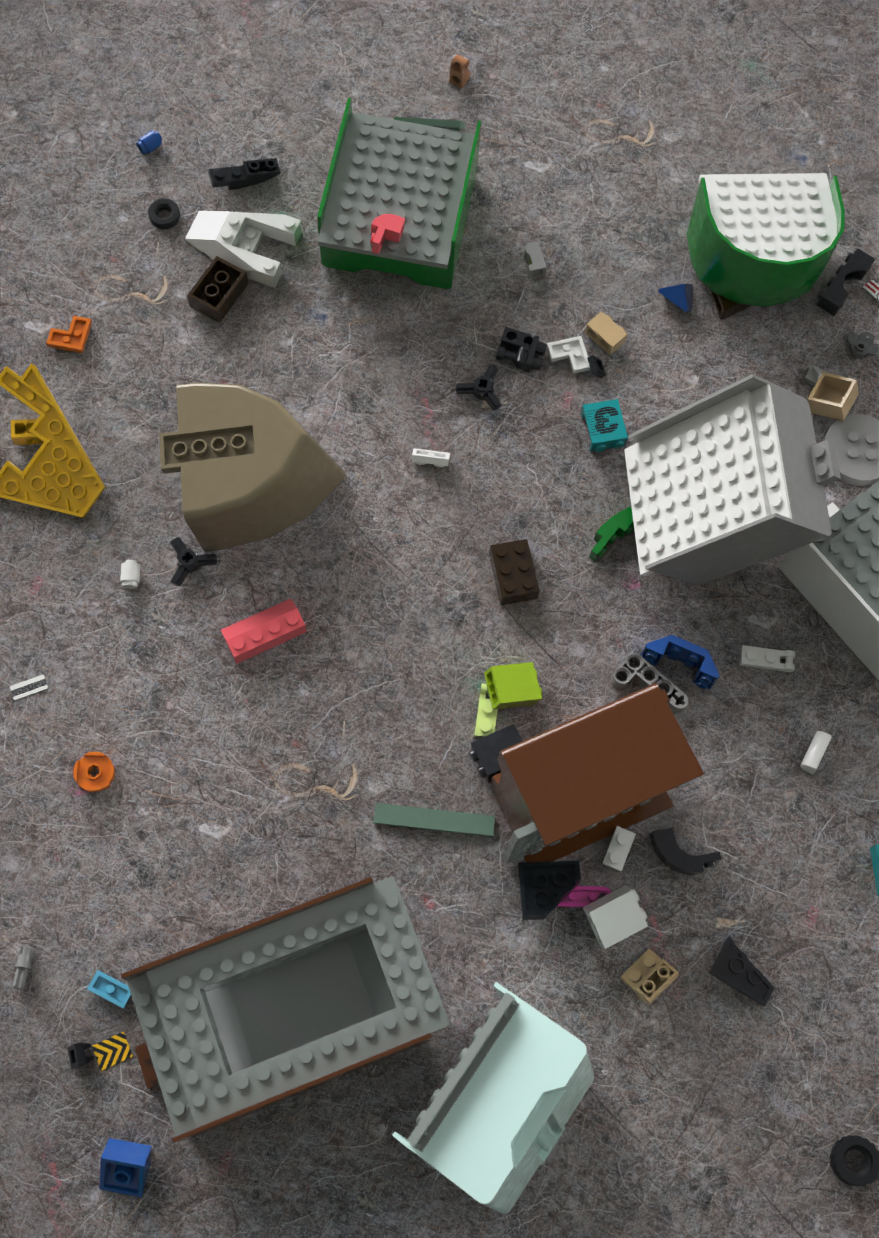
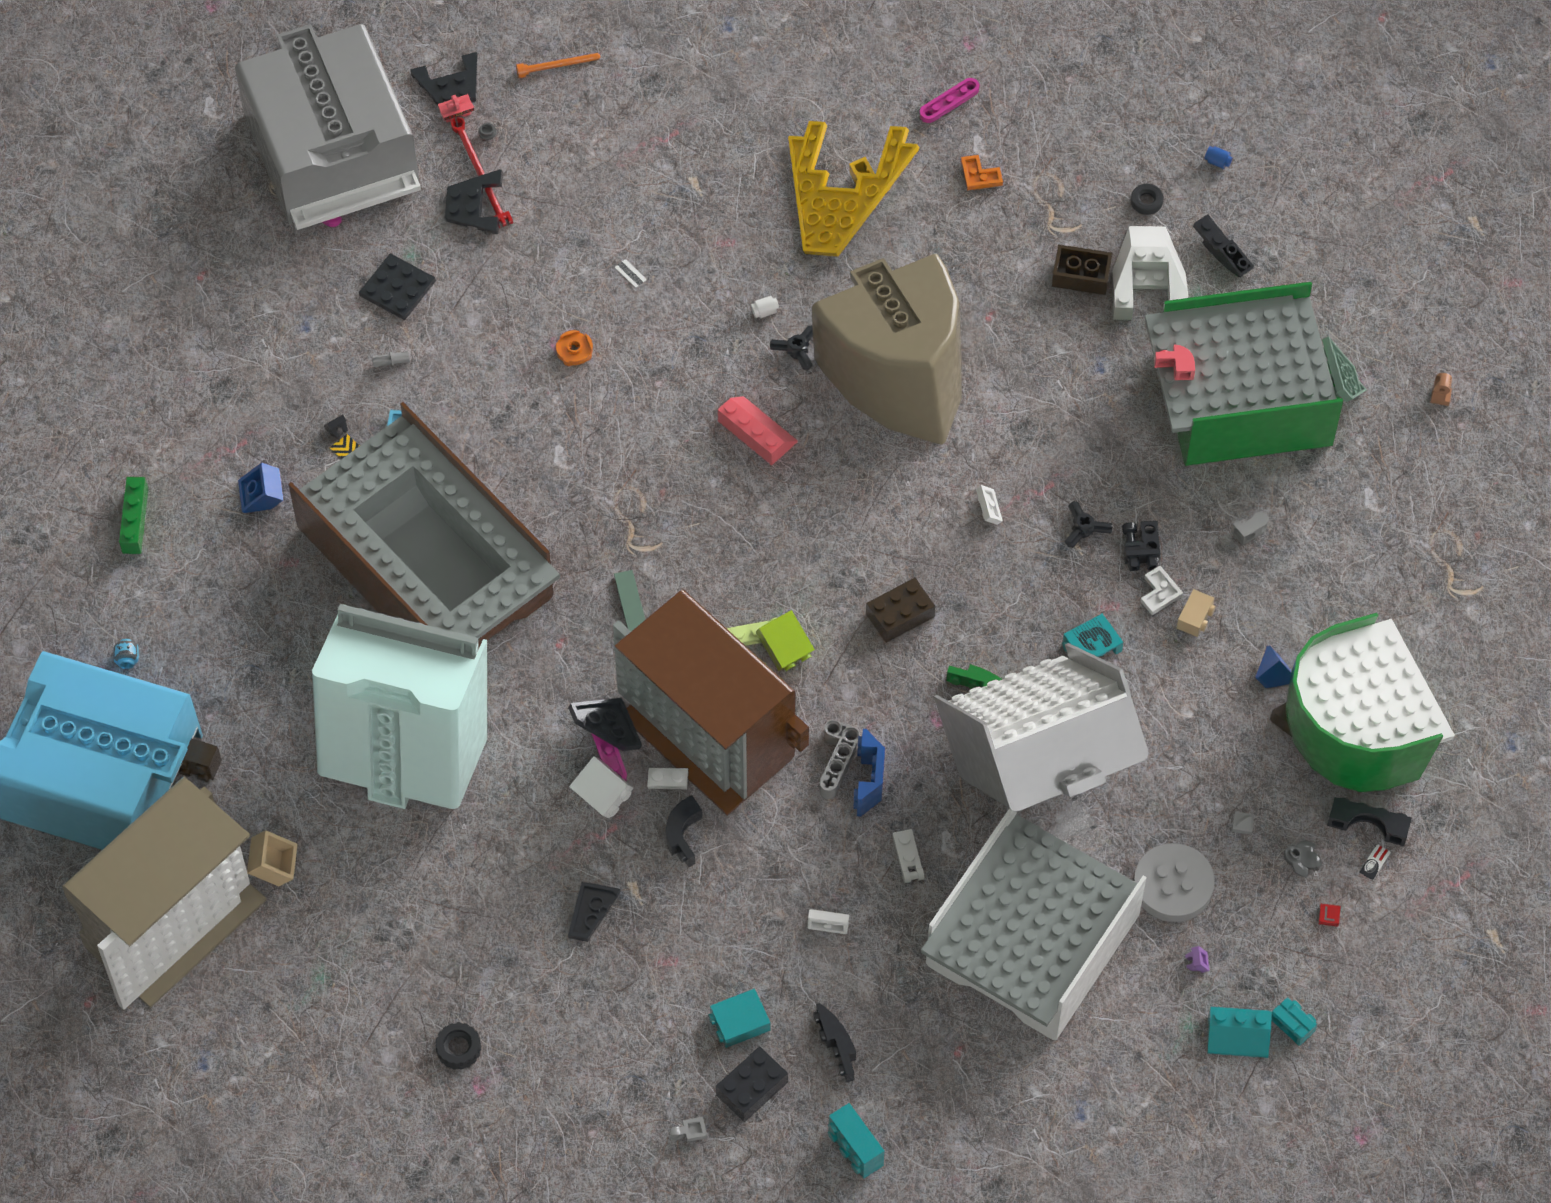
camera: 75 degrees right, 10 degrees down
(596, 366) = (1155, 617): black tile -> none
(649, 976) = (558, 833): tan brick -> none
(833, 396) = (1218, 835): tan piece -> none

